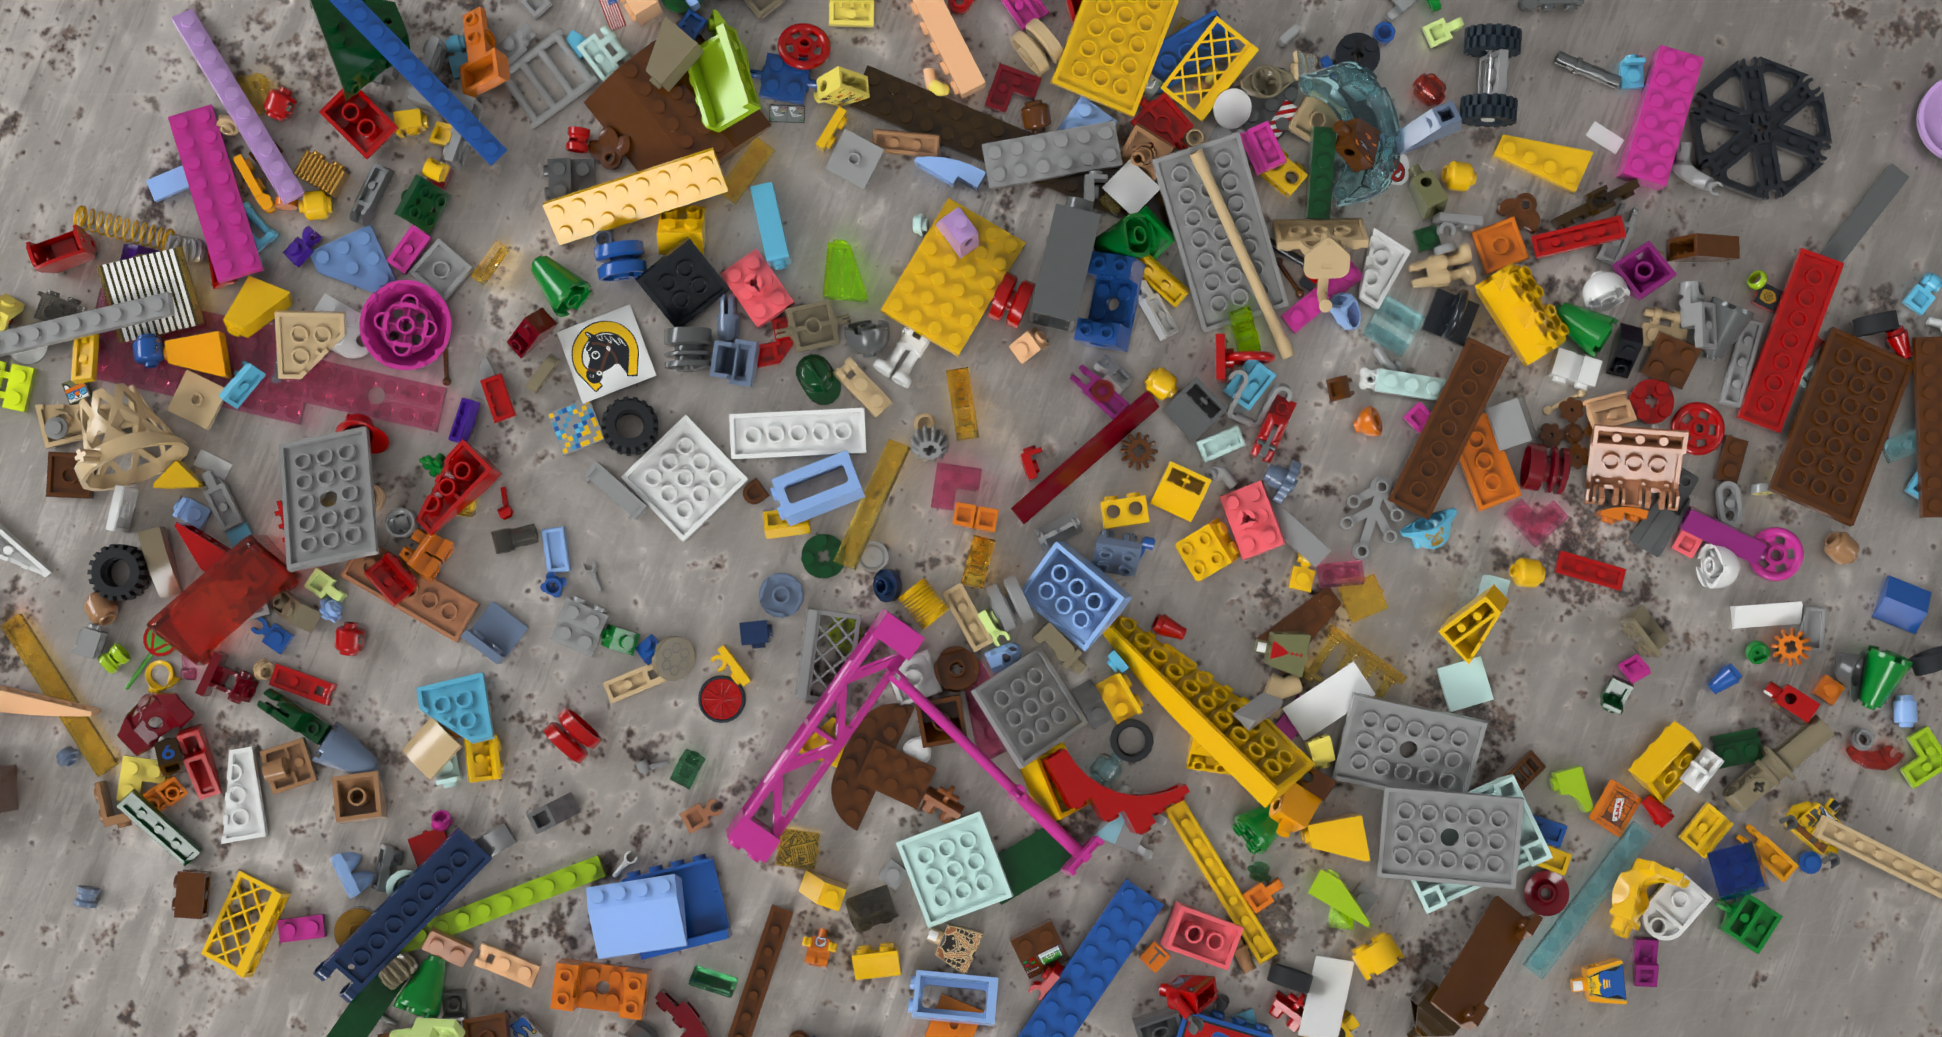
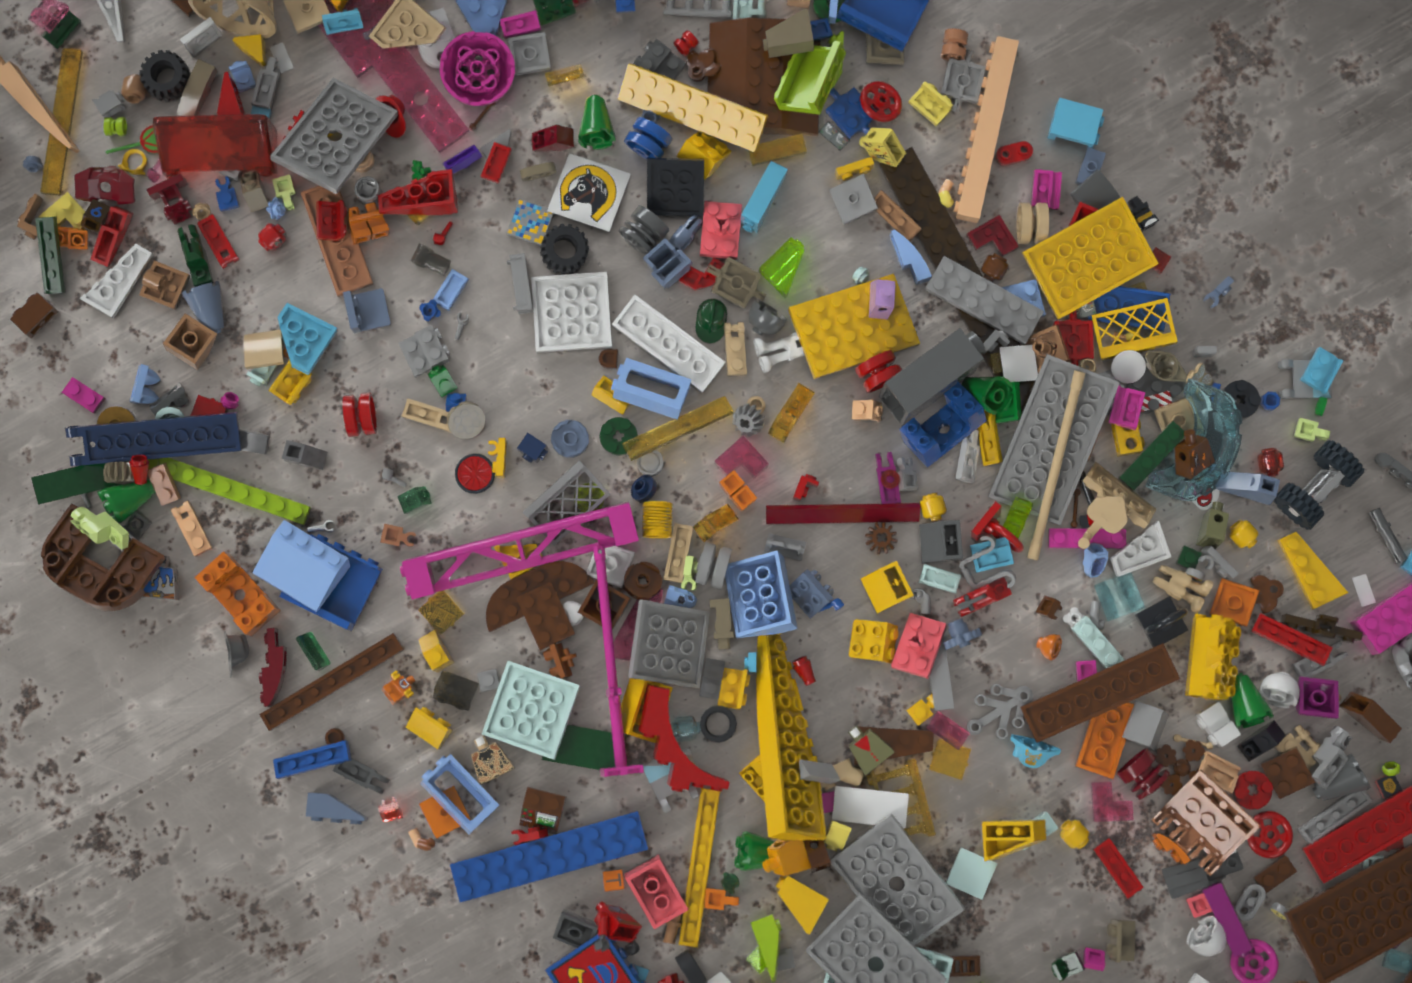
camera: 40 degrees right, 5 degrees down
(259, 936) = (59, 374): yellow fence -> none
(413, 952) = (139, 467): none -> red cone
(1125, 517) = (836, 574): yellow brick -> none

